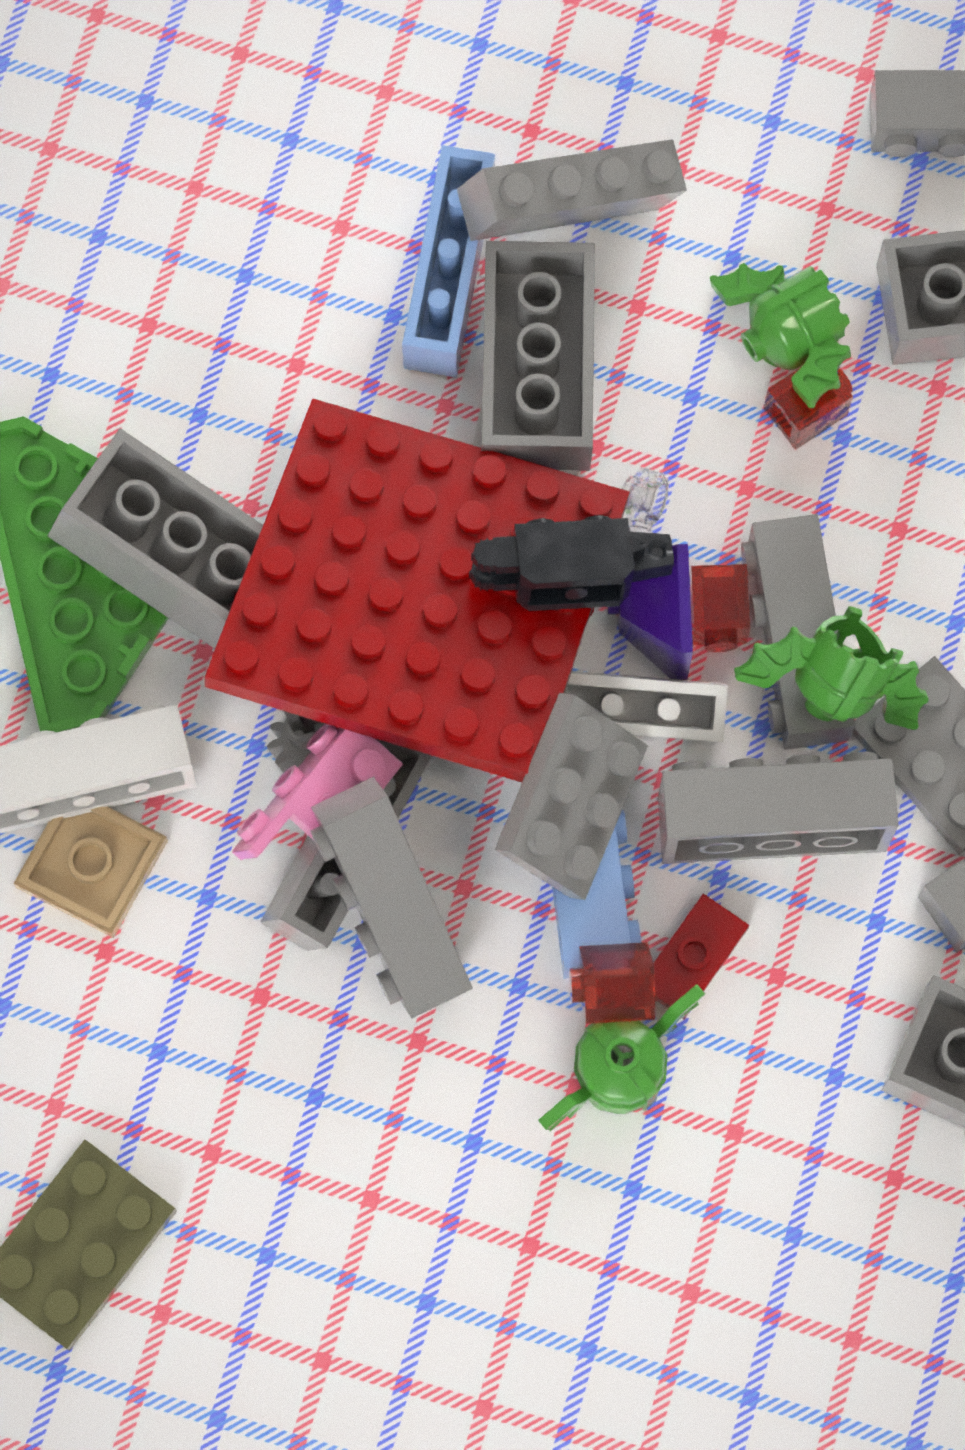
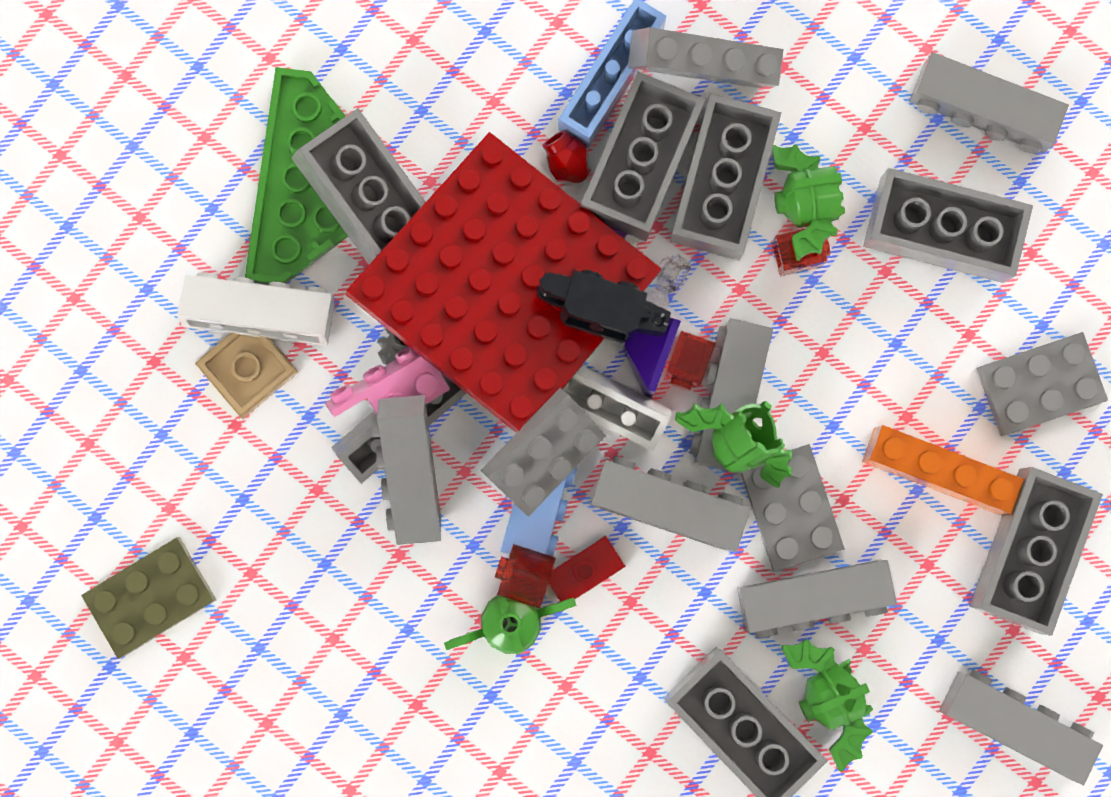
camera: 25 degrees right, 10 degrees up
(432, 398) = (566, 157): none -> red rock
(664, 340) = (725, 177): none -> light grey brick

